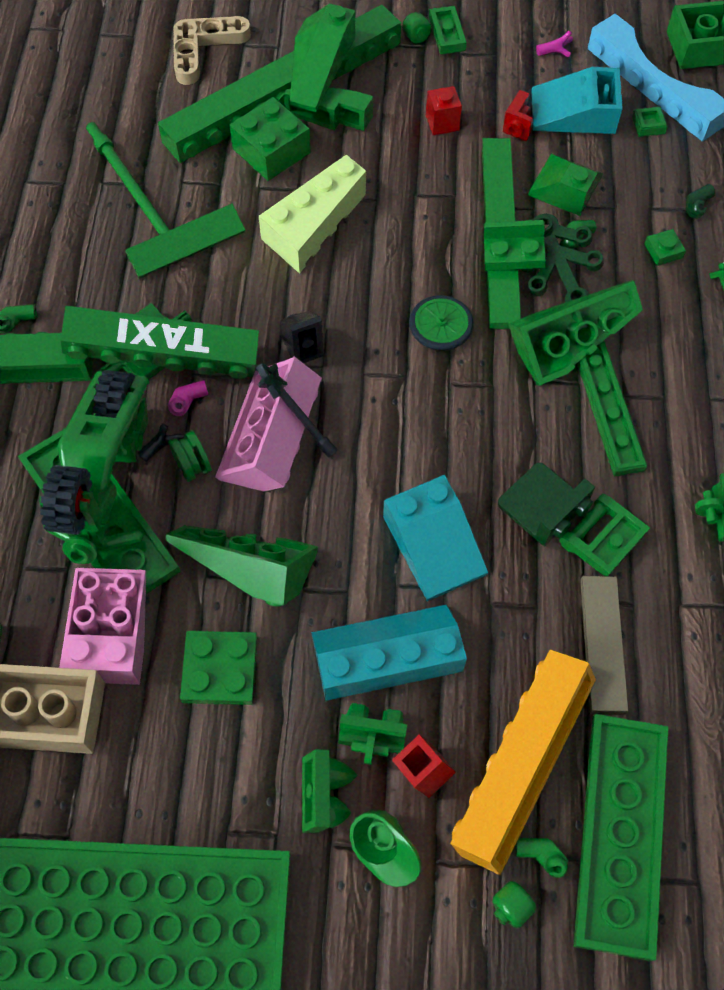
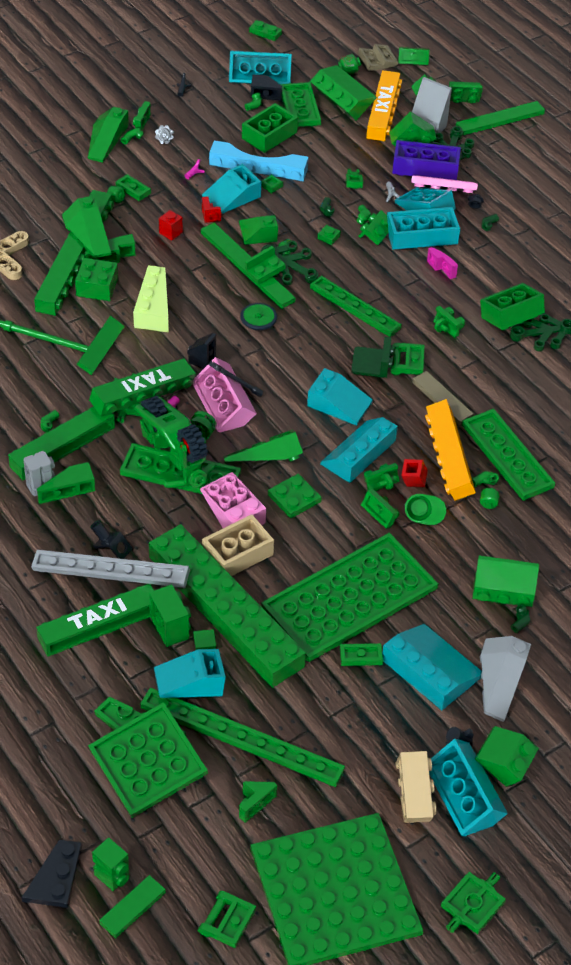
camera: 40 degrees left, 15 degrees down
(564, 334) = (320, 290): green wedge -> none

